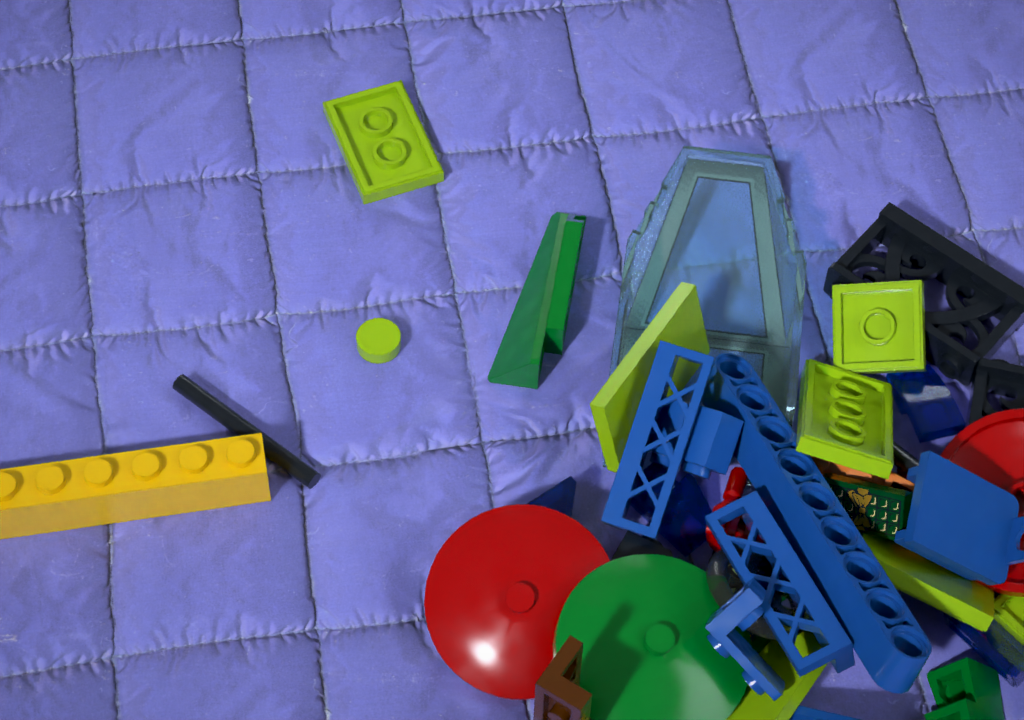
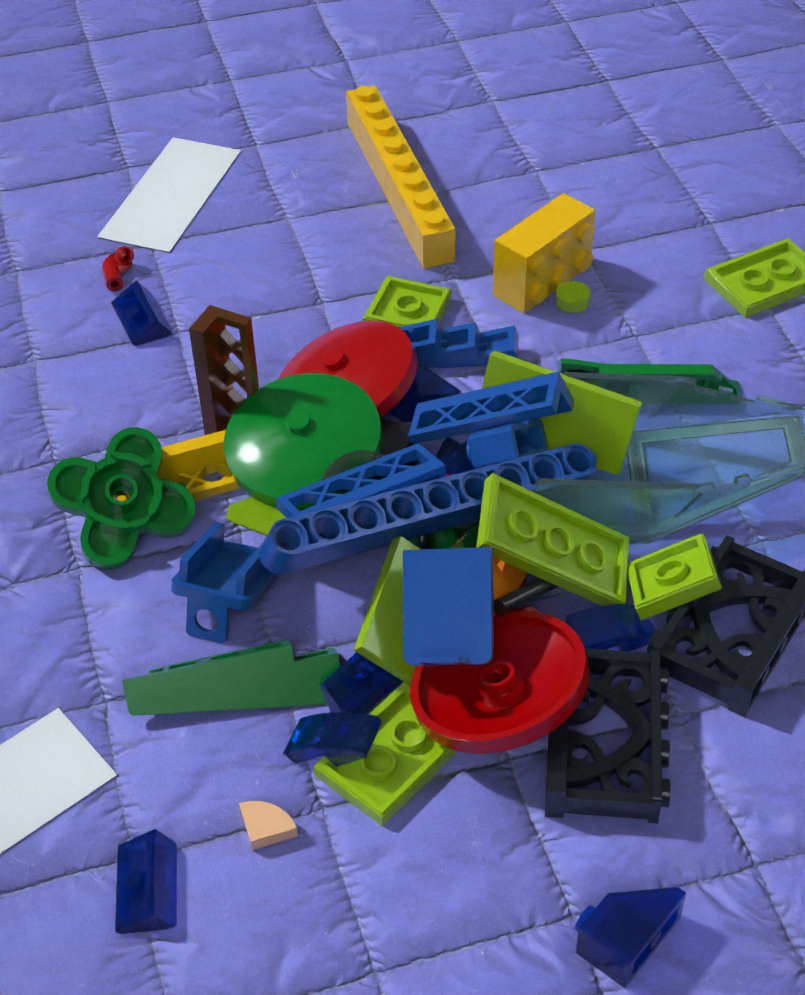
camera: 85 degrees right, 10 degrees down
(240, 426) = (473, 246): black bar -> none
(325, 344) = (543, 252): none -> yellow brick
(359, 526) = (408, 302): none -> lime tile
(452, 483) = (459, 344): none -> blue slope
(743, 611) = (302, 466): blue bracket -> none

